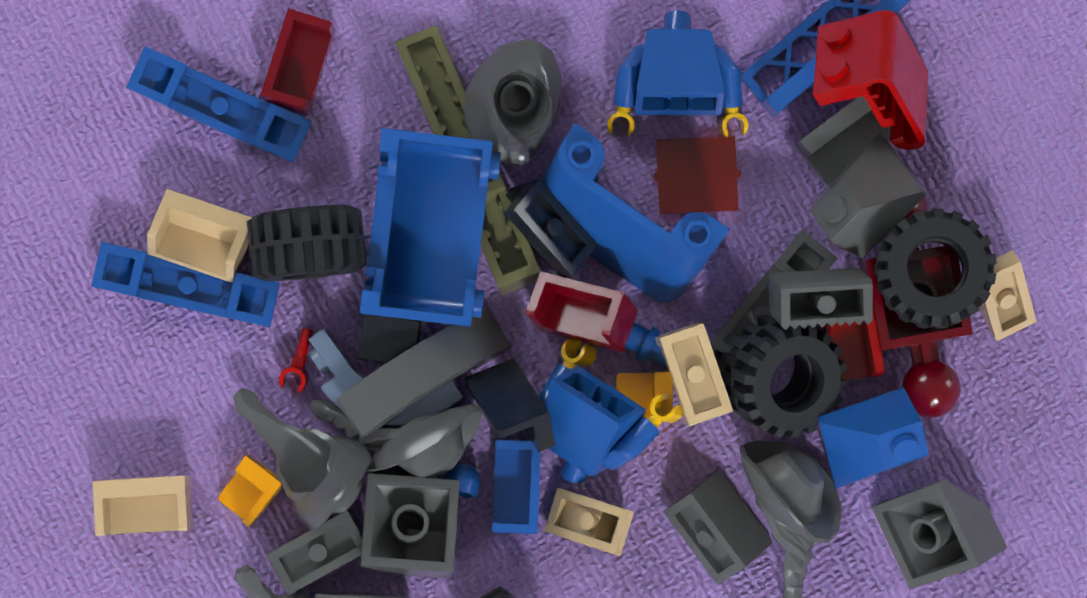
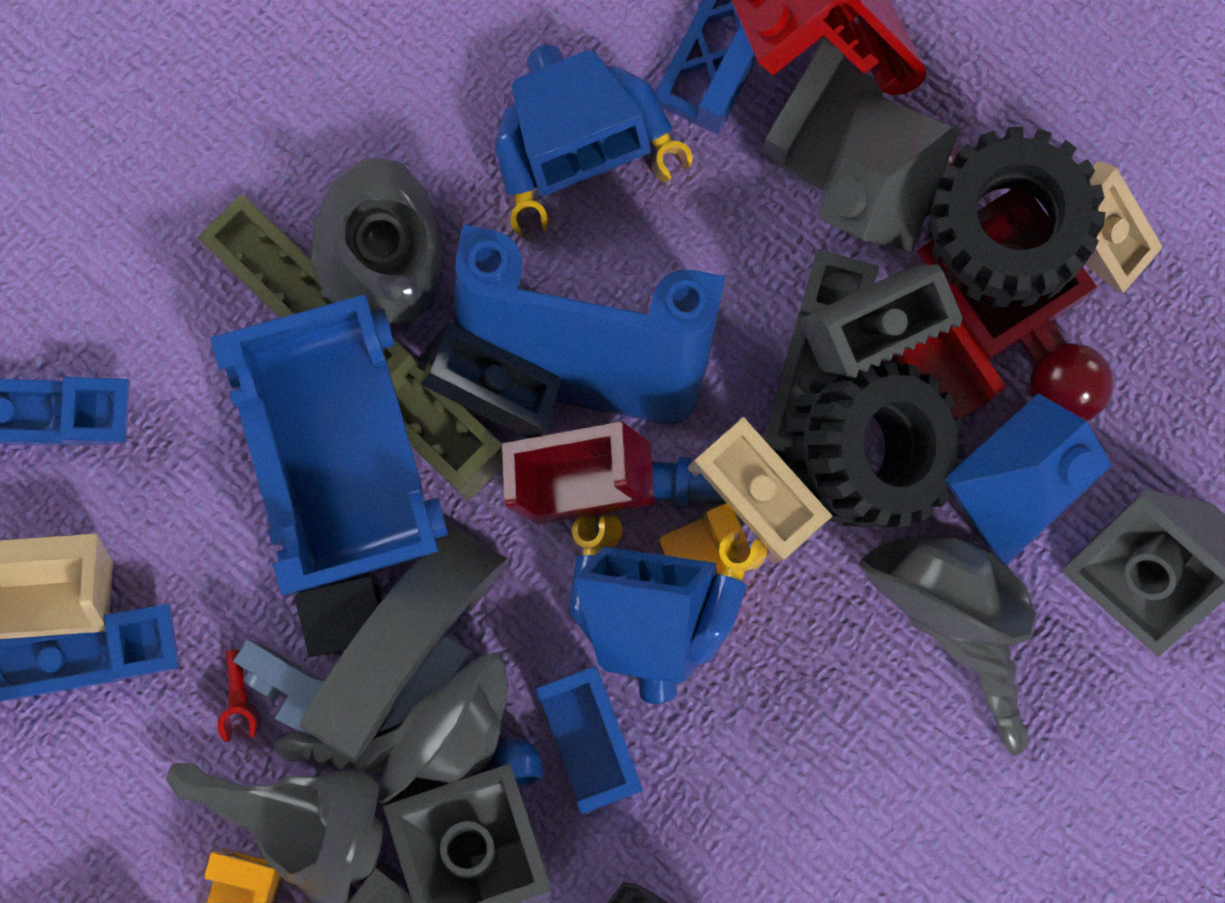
camera: 15 degrees left, 5 degrees down
(298, 61) = (79, 309): dark red panel -> none
(306, 242) = (177, 534): black tyre -> none
(511, 403) = (536, 632): black panel -> none
(589, 521) = (705, 745): tan slope -> none
(697, 175) = (649, 239): clear red piece -> none
(718, 527) = (876, 682): dark grey panel -> none

